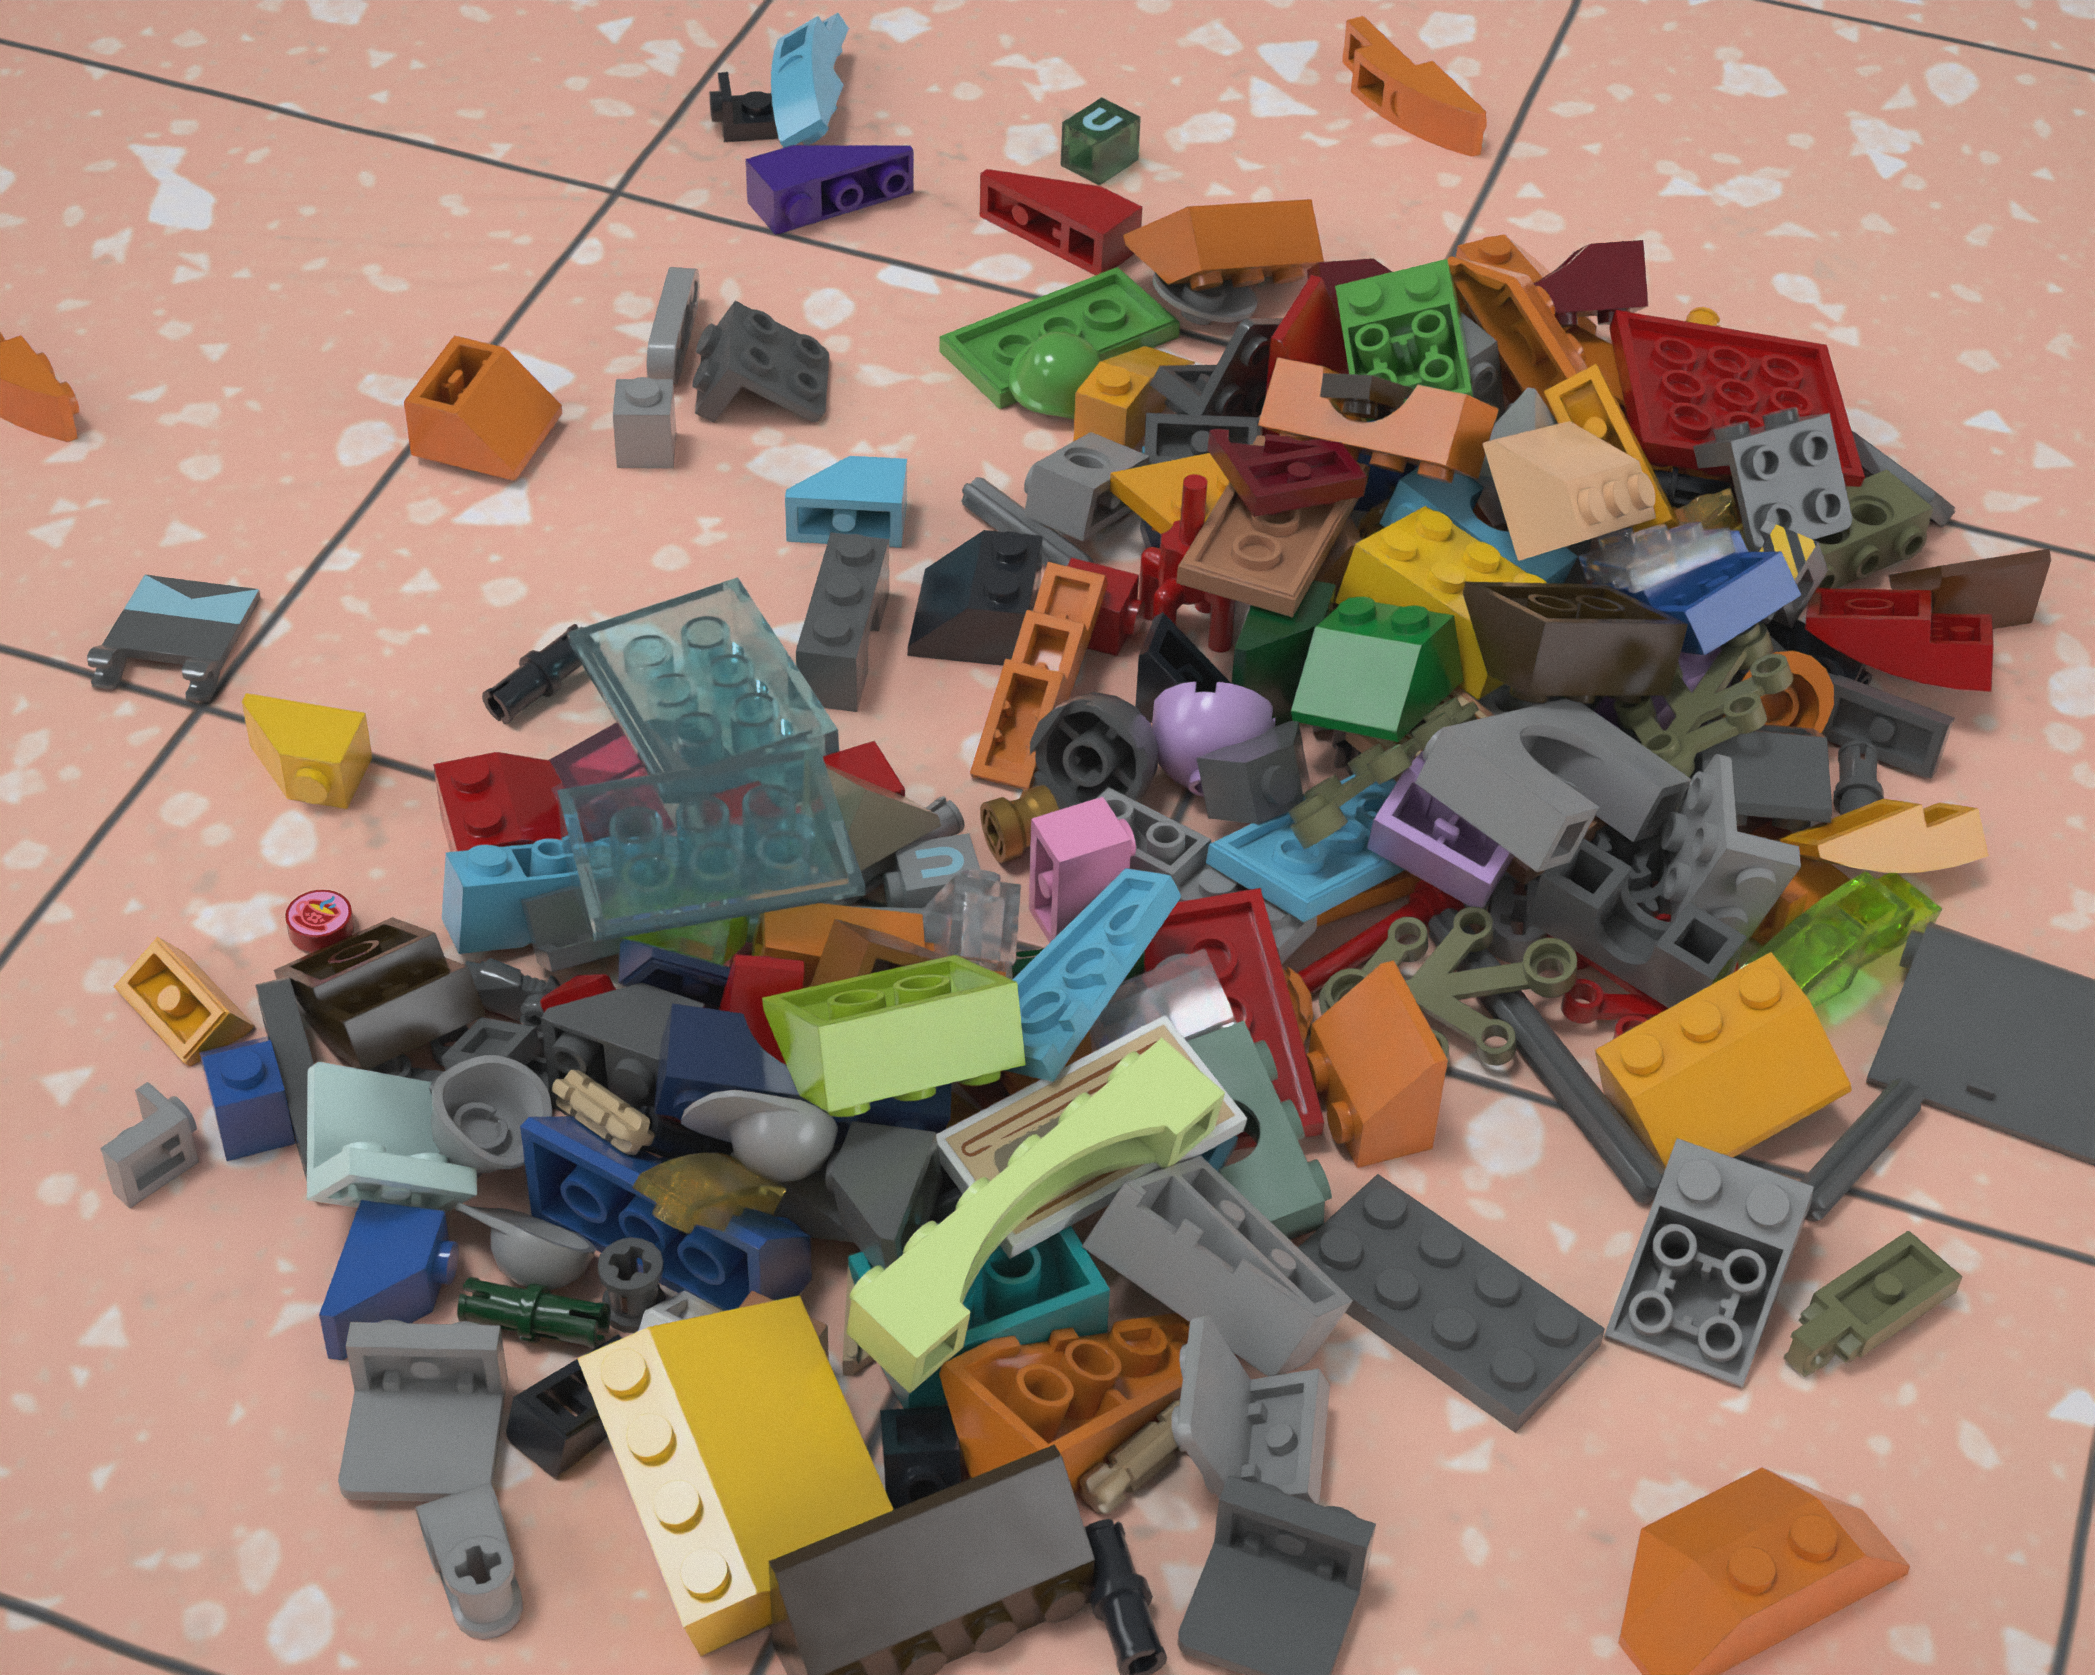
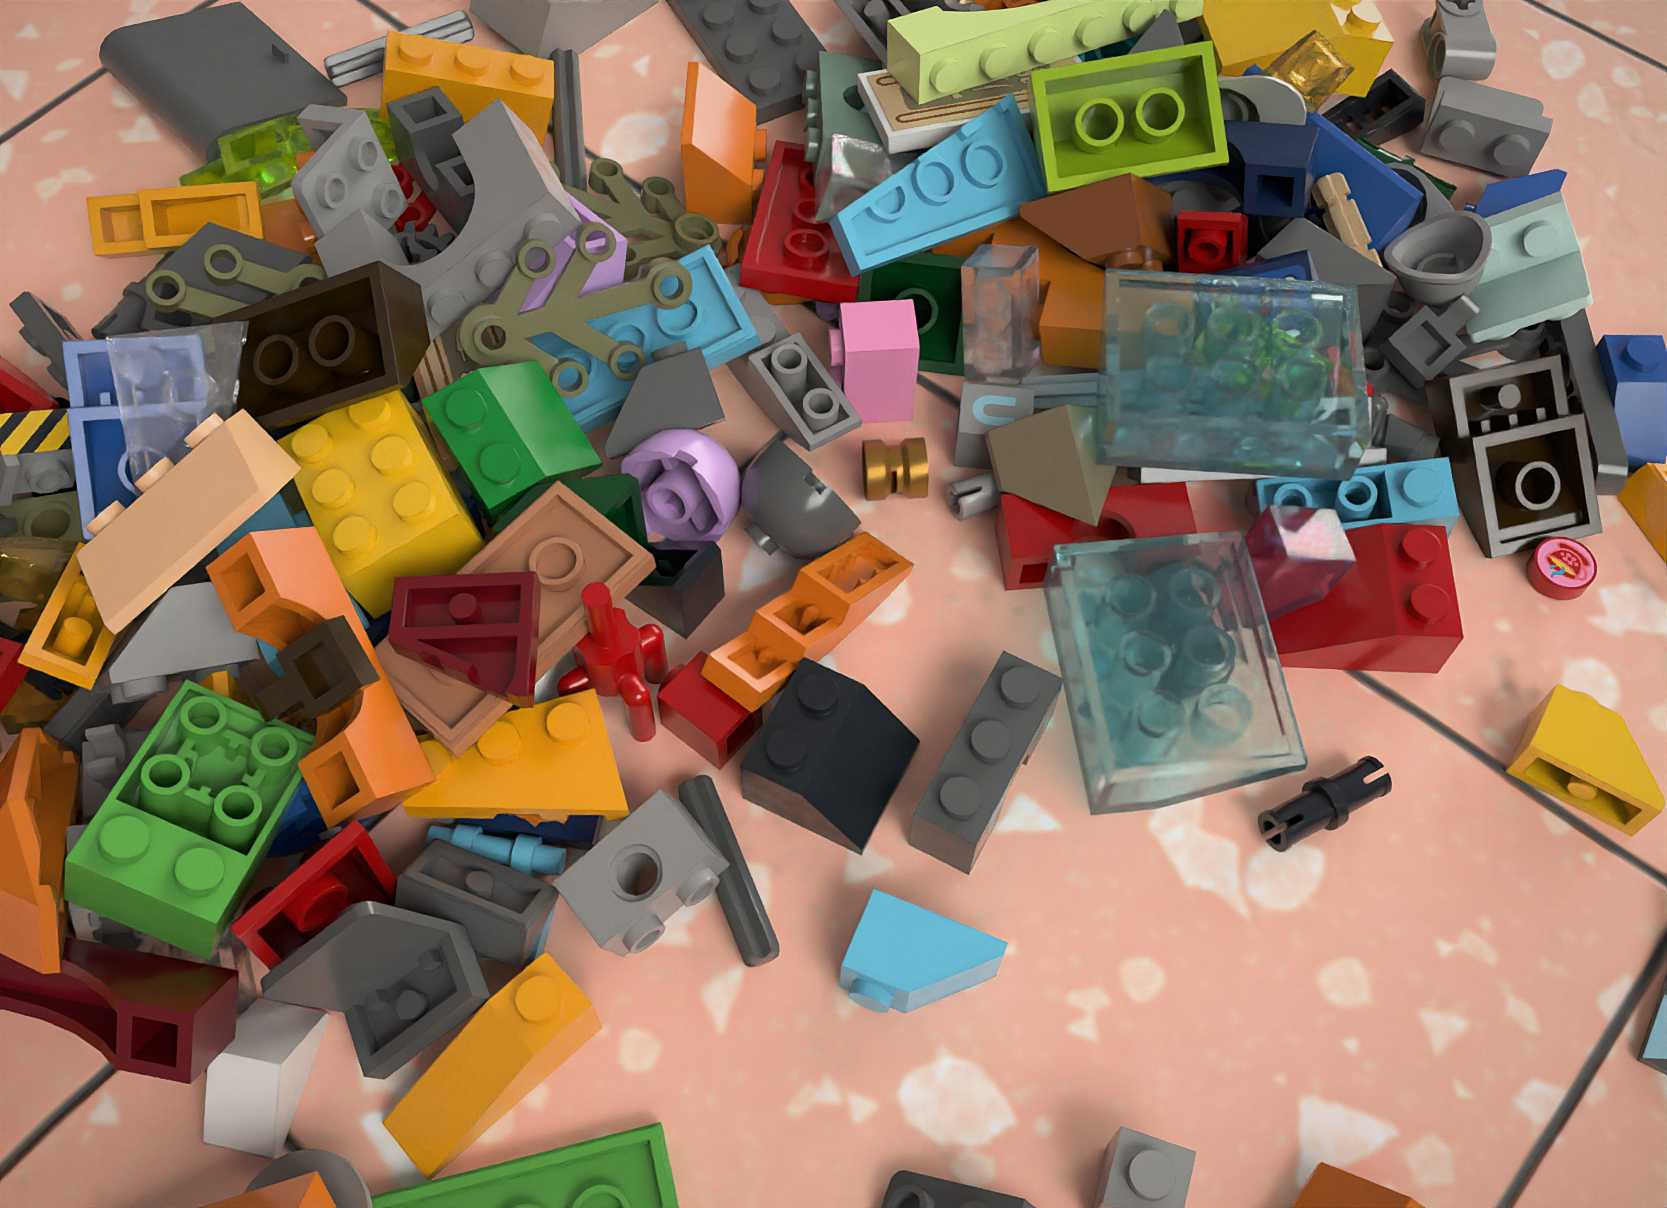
camera: 160 degrees left, 15 degrees up
(1051, 372) = (580, 1114): bright green helmet -> none

